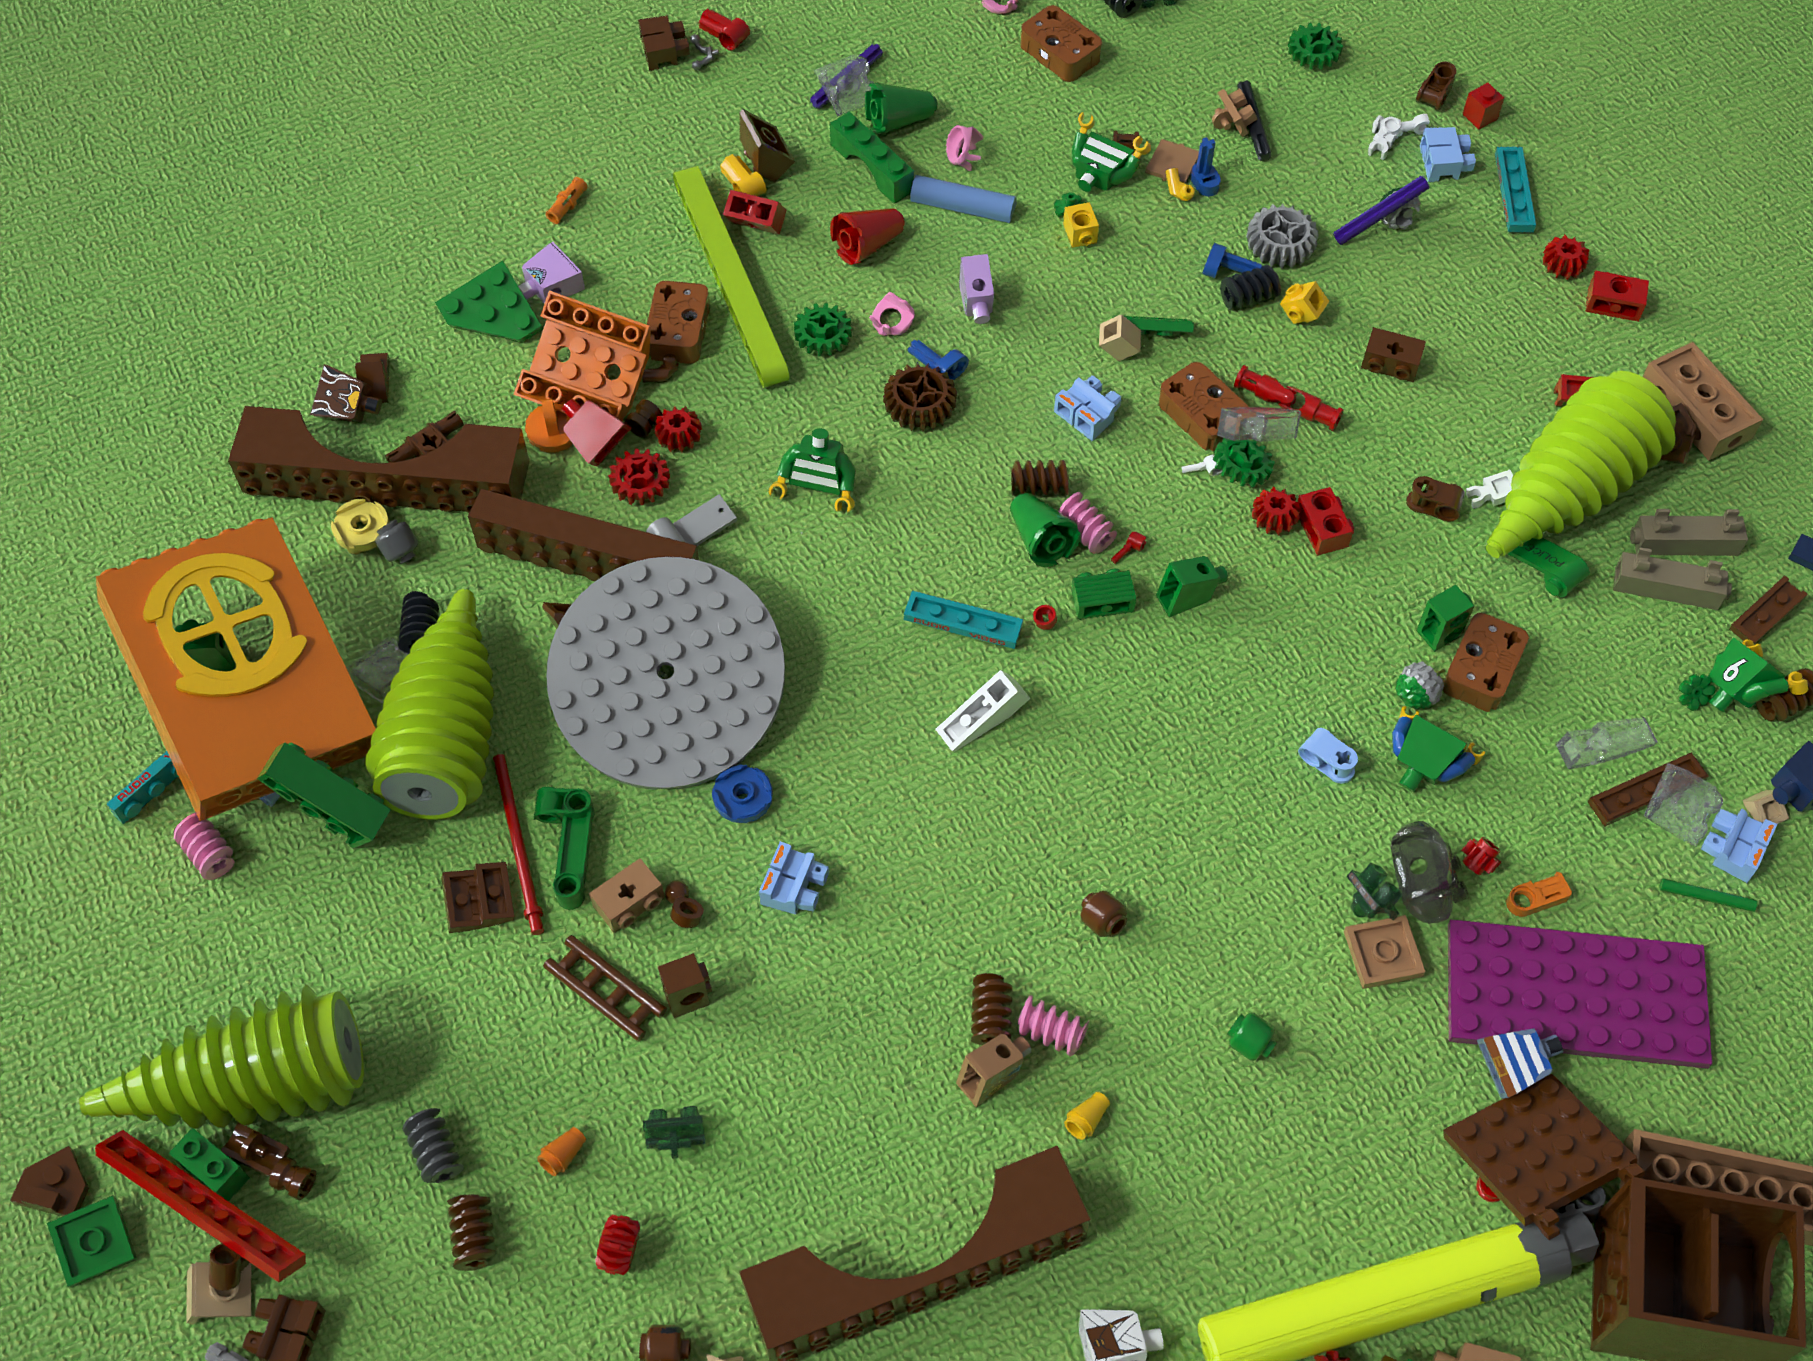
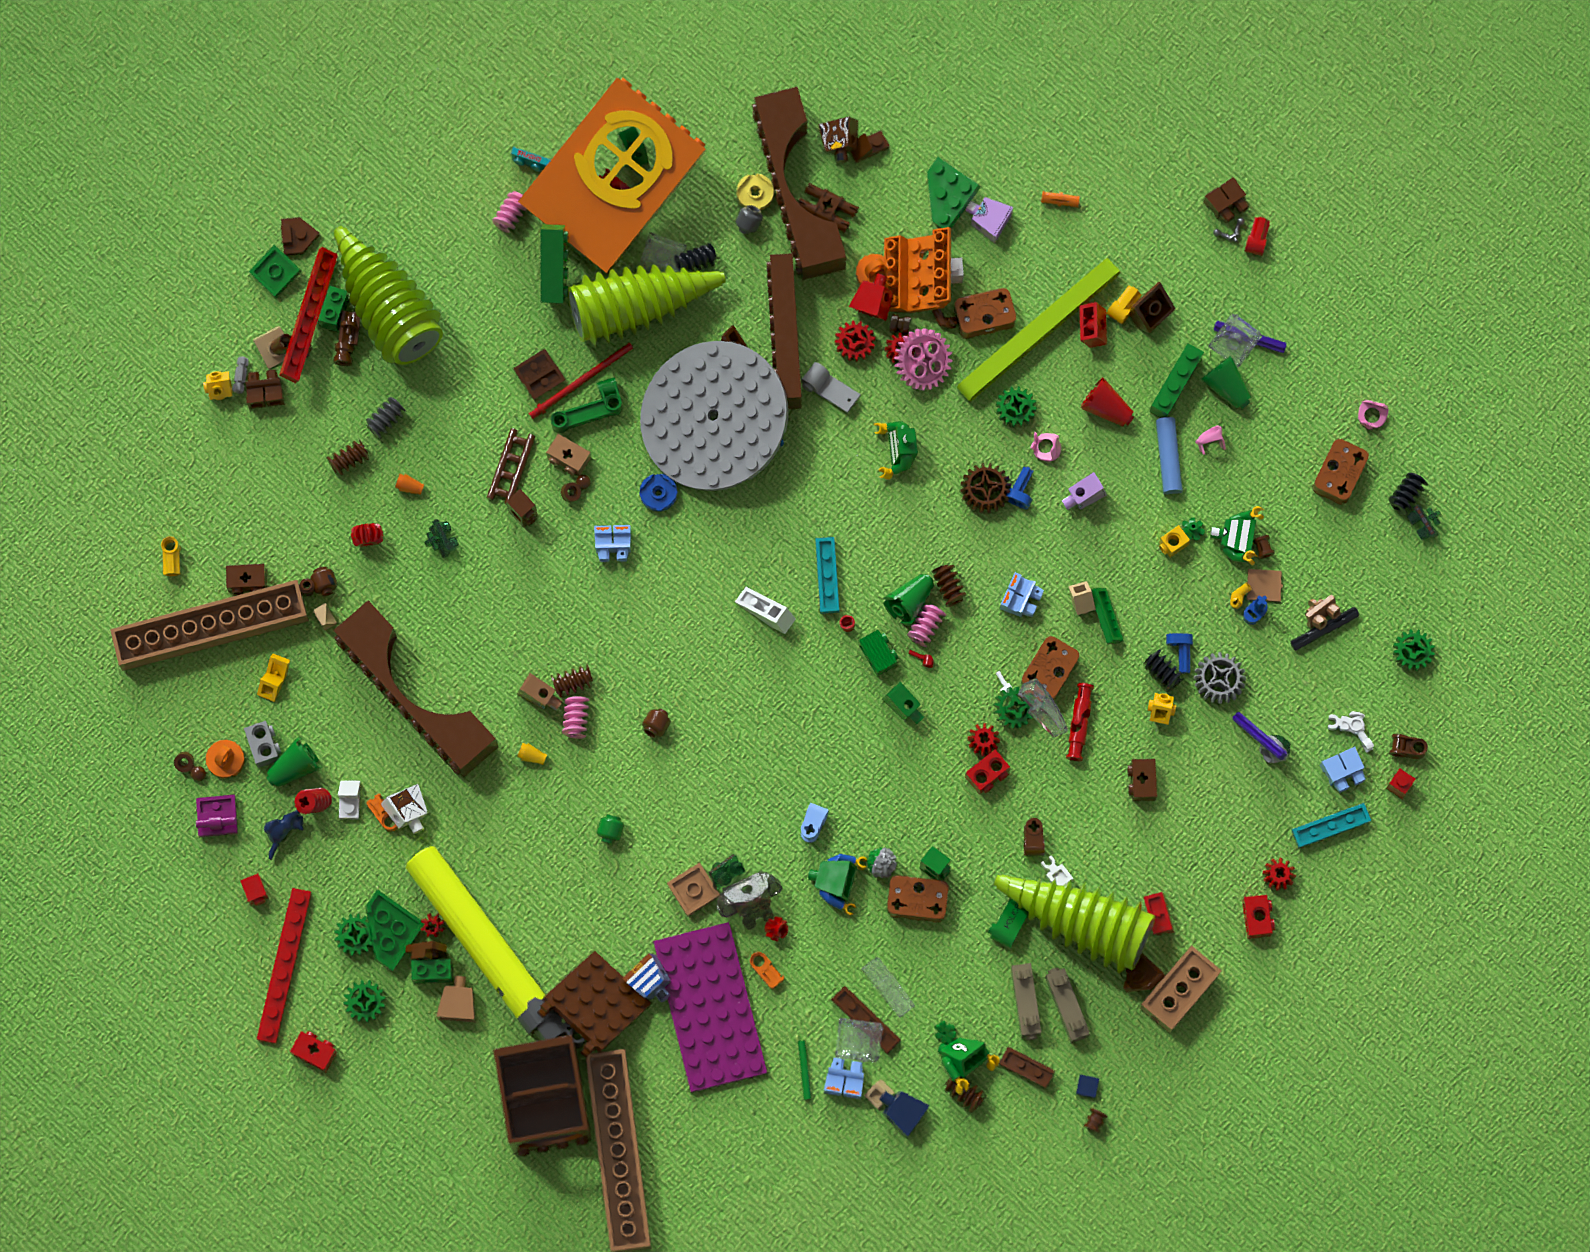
camera: 70 degrees right, 15 degrees up
(708, 401) = (937, 355): none -> bright pink gear

